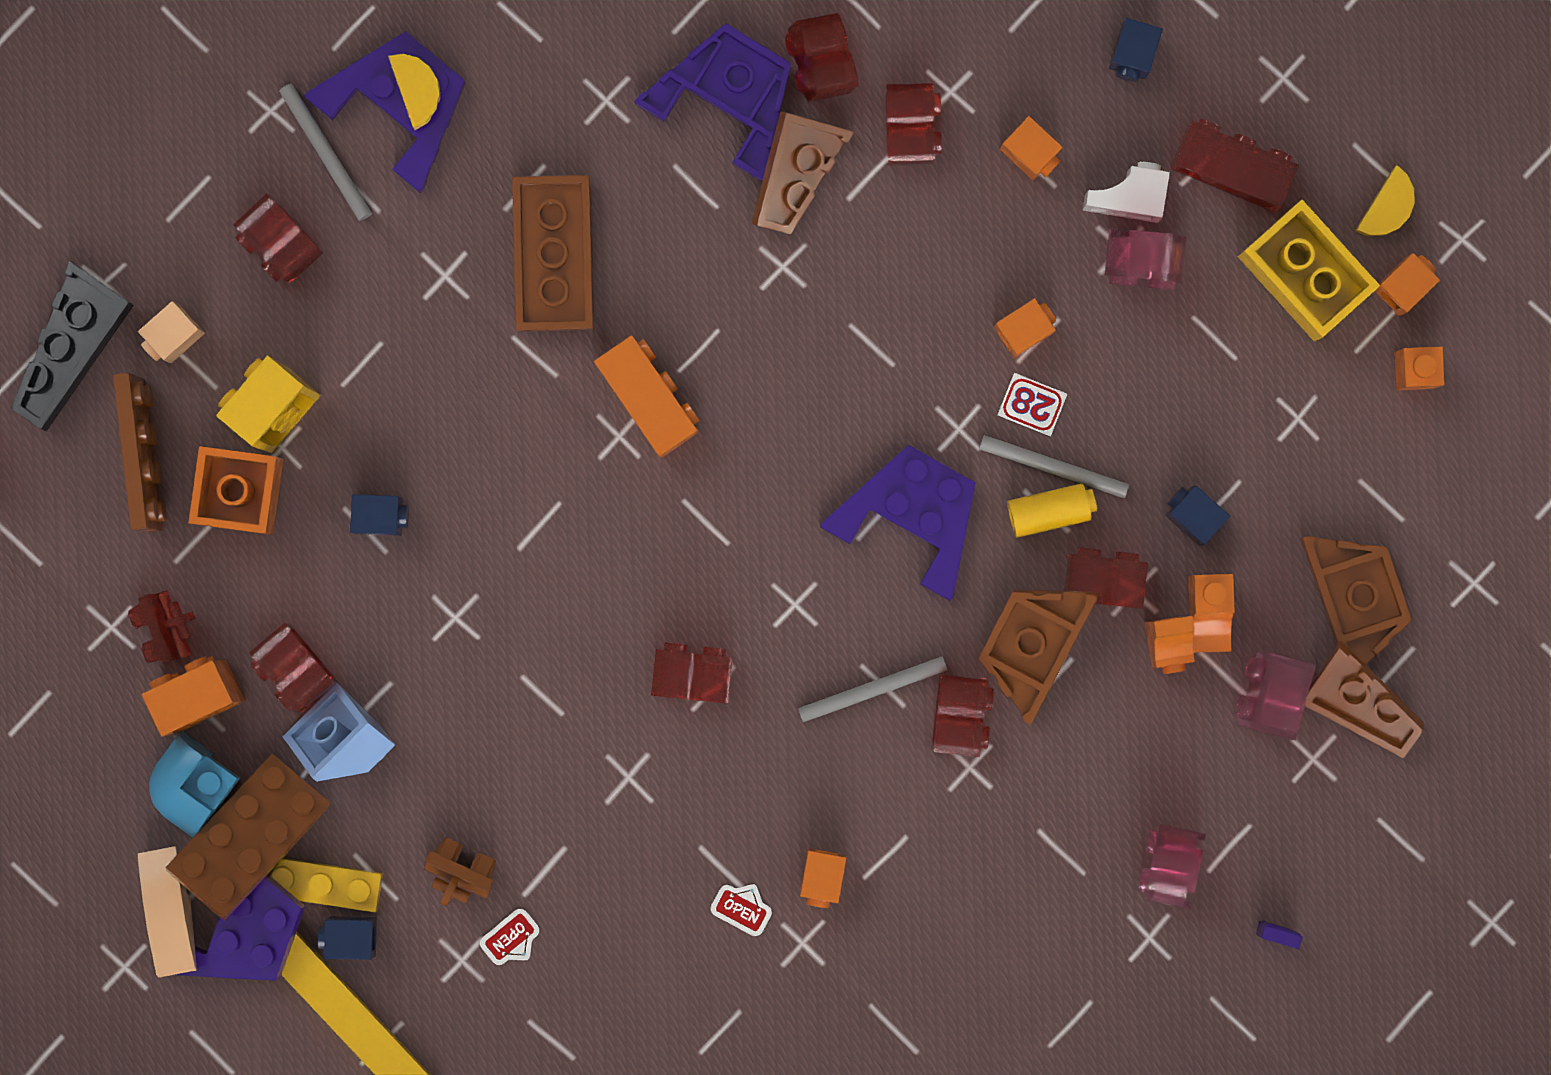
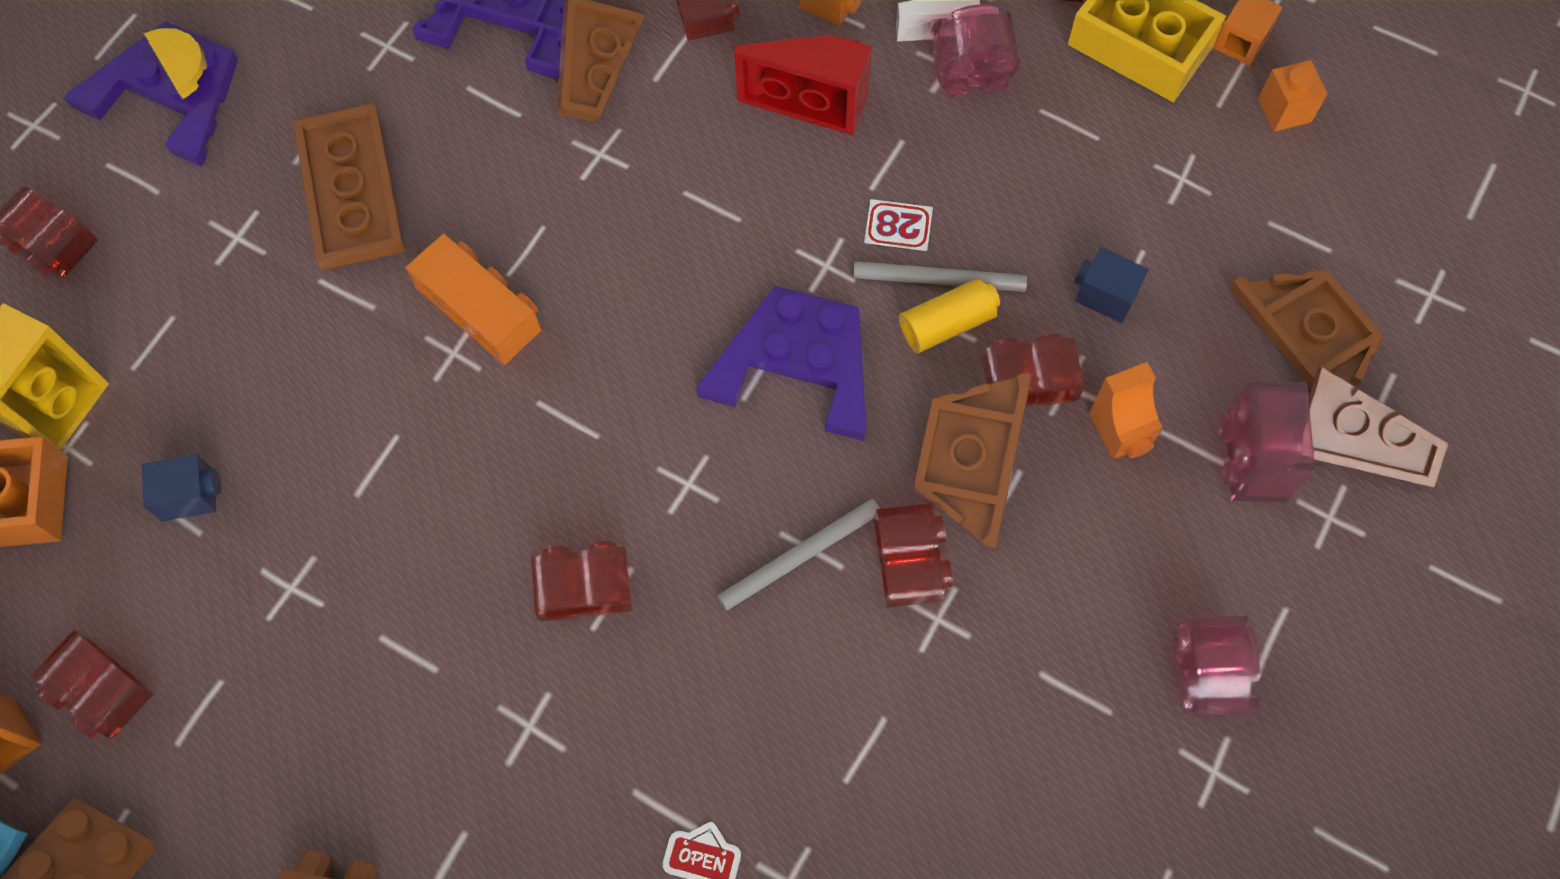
camera: 10 degrees left, 20 degrees down
(325, 152) = (93, 147): light grey bar -> none
(338, 737) = (157, 757): light blue slope -> none
(822, 877) = (793, 787): orange brick -> none
(992, 256) = (806, 79): none -> red slope
(1026, 327) = (869, 147): orange brick -> none
(1212, 611) = (1169, 363): orange arch -> none
(1279, 934) = (1372, 724): dark purple tile -> none

